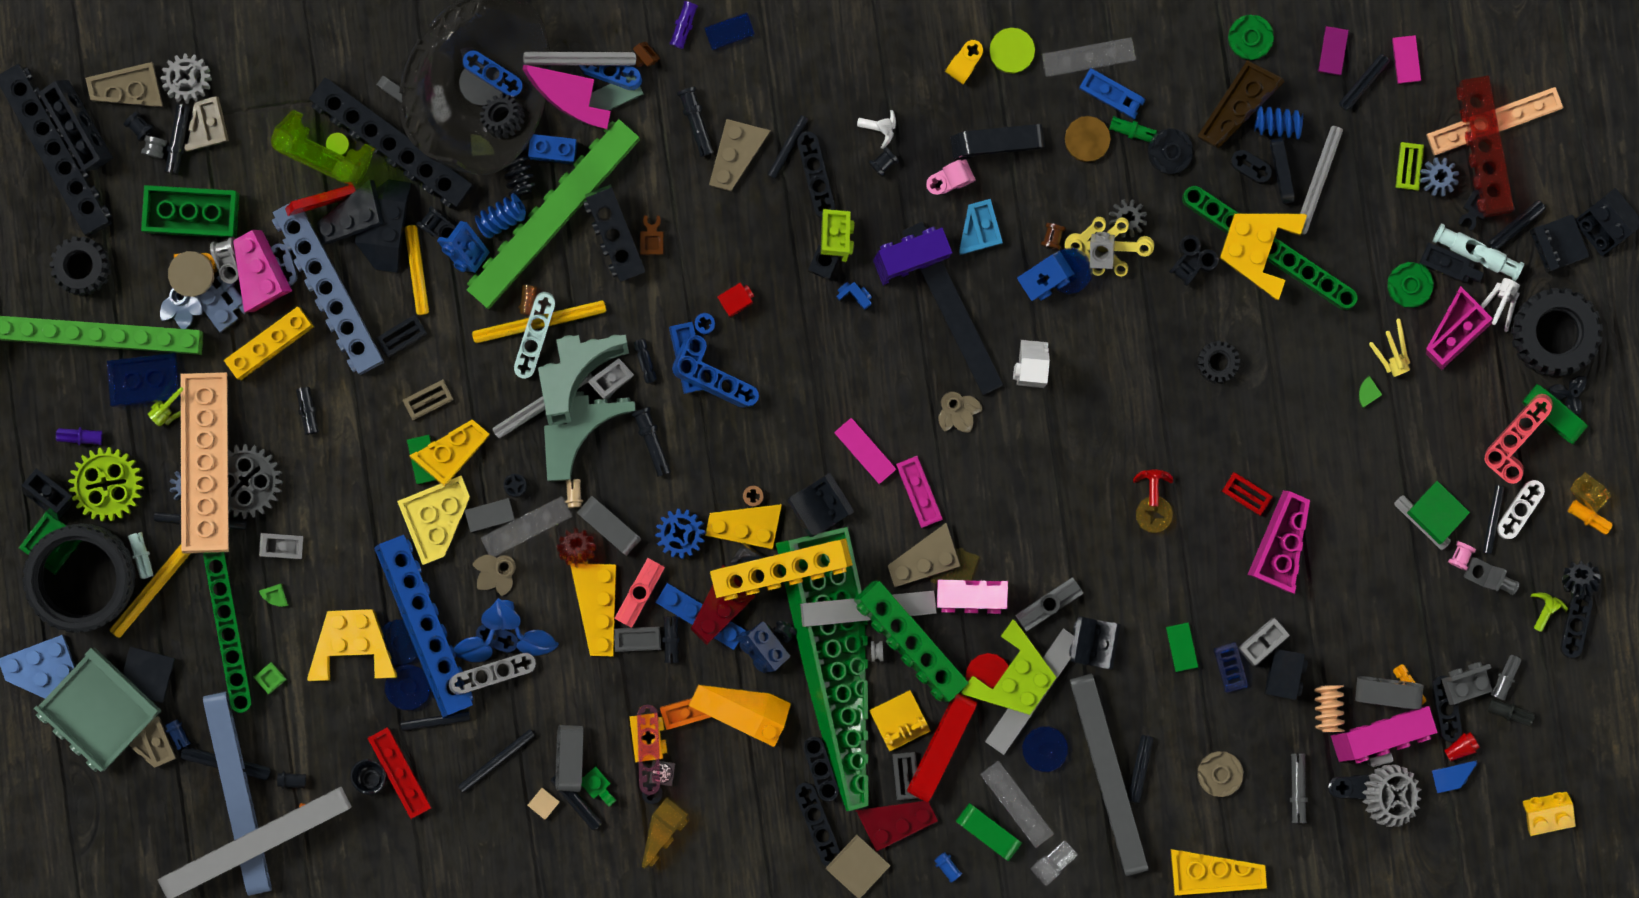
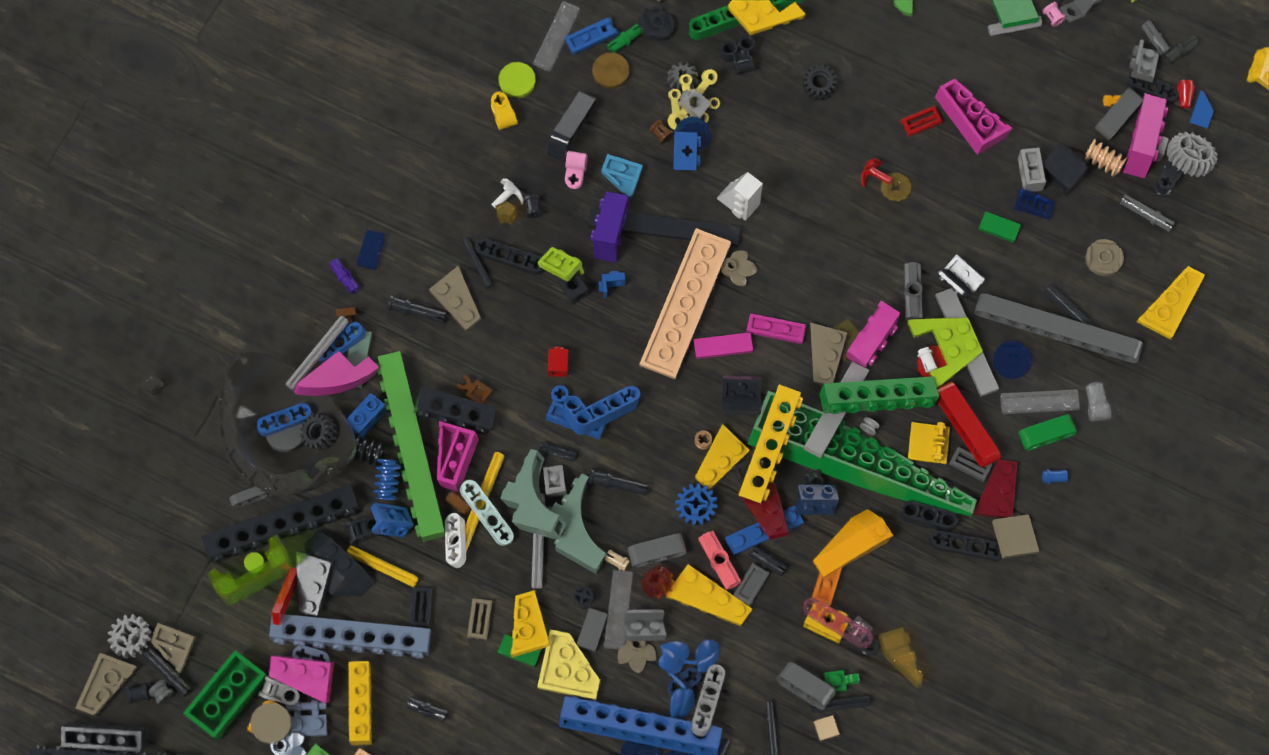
camera: 60 degrees left, 15 degrees down
(489, 314) = (450, 533): none -> white beam
(524, 563) = (644, 625): none -> dark grey bracket
(571, 264) = (455, 454): none -> dark pink wedge
(857, 139) = (506, 212): none -> clear yellow piece
(882, 384) = (685, 303): none -> light nougat plate
(983, 664) = (927, 359): none -> white pin

